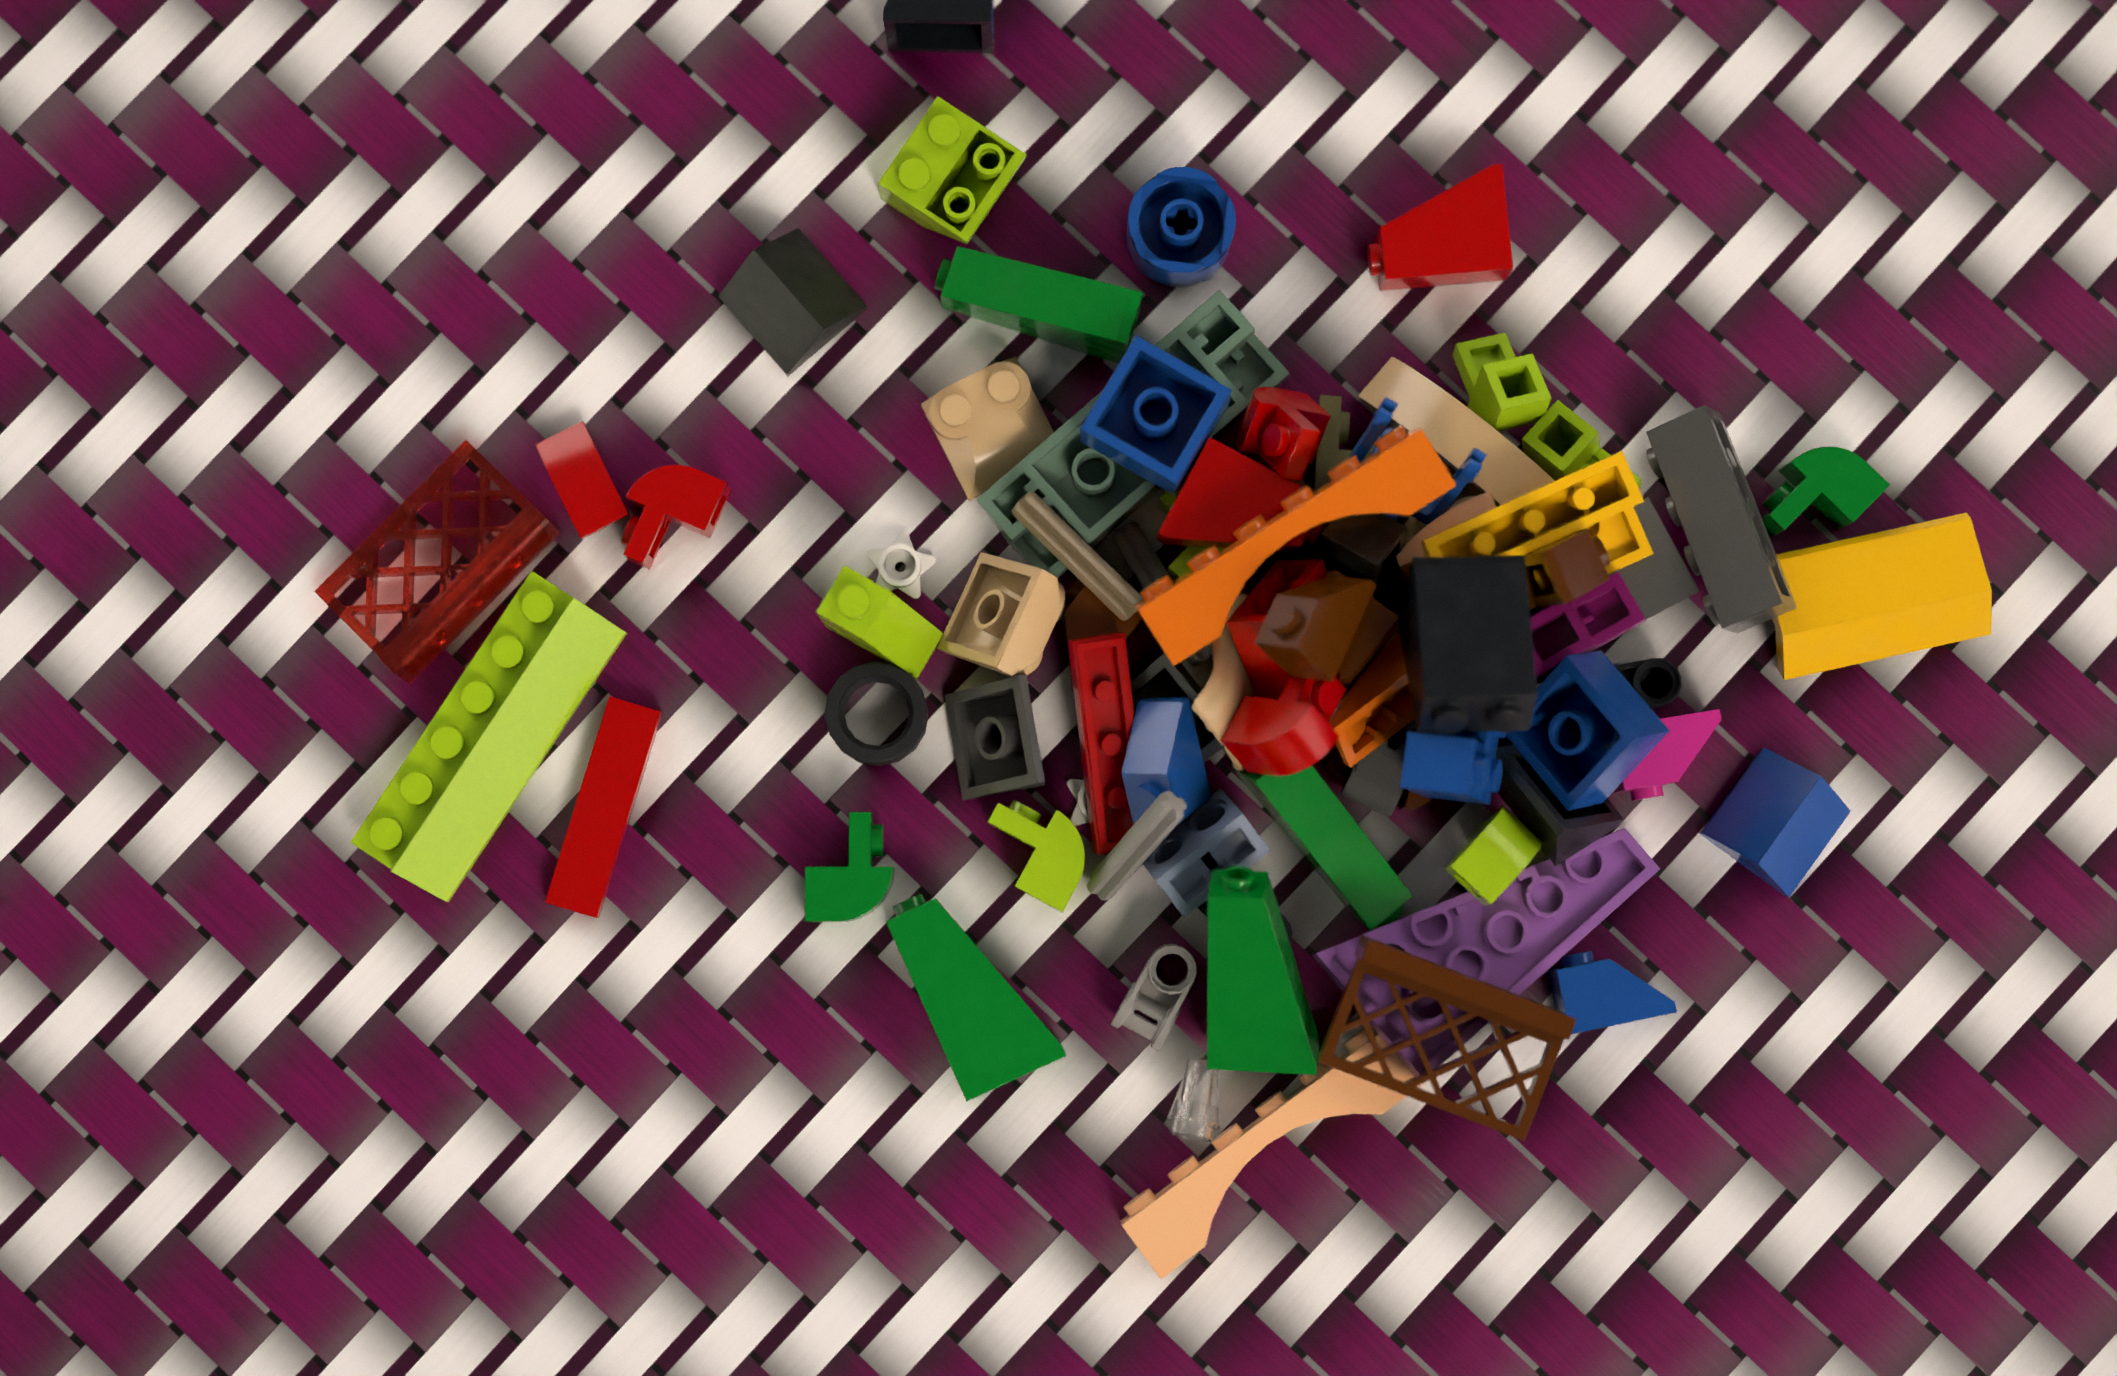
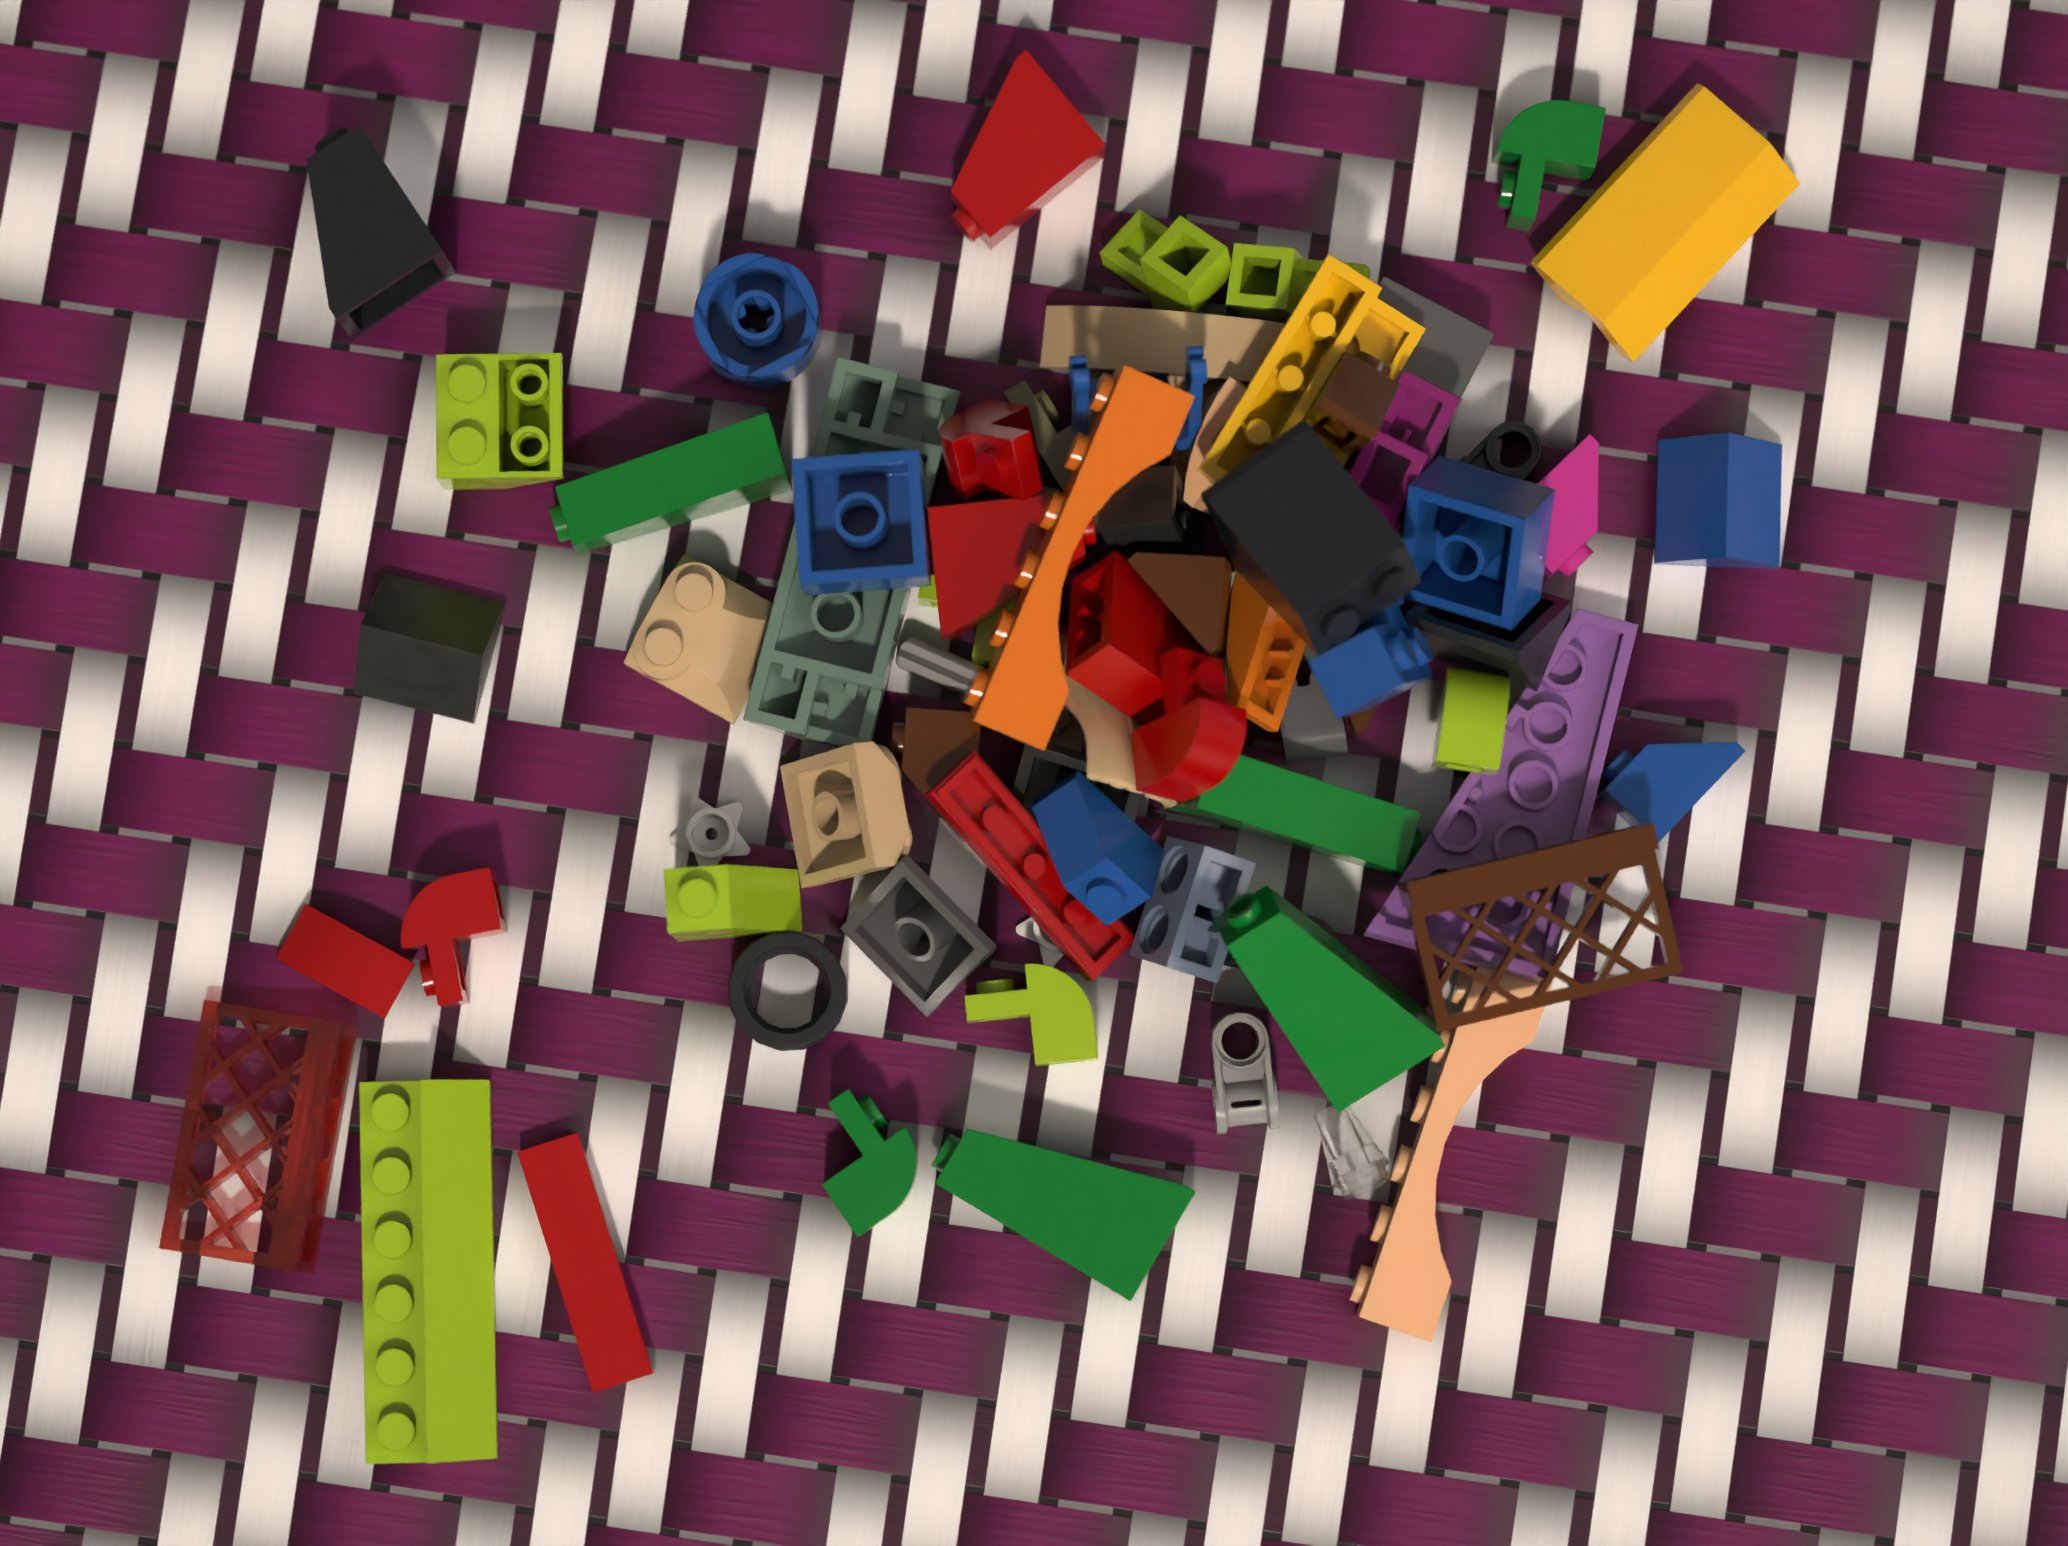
camera: 30 degrees left, 0 degrees up
(1077, 555) = (878, 707): dark tan axle -> none
(1136, 845) = (1125, 945): light grey axle -> none
(1314, 625) = (1151, 620): reddish brown slope -> none
(1719, 520) = (1467, 253): dark grey brick -> none

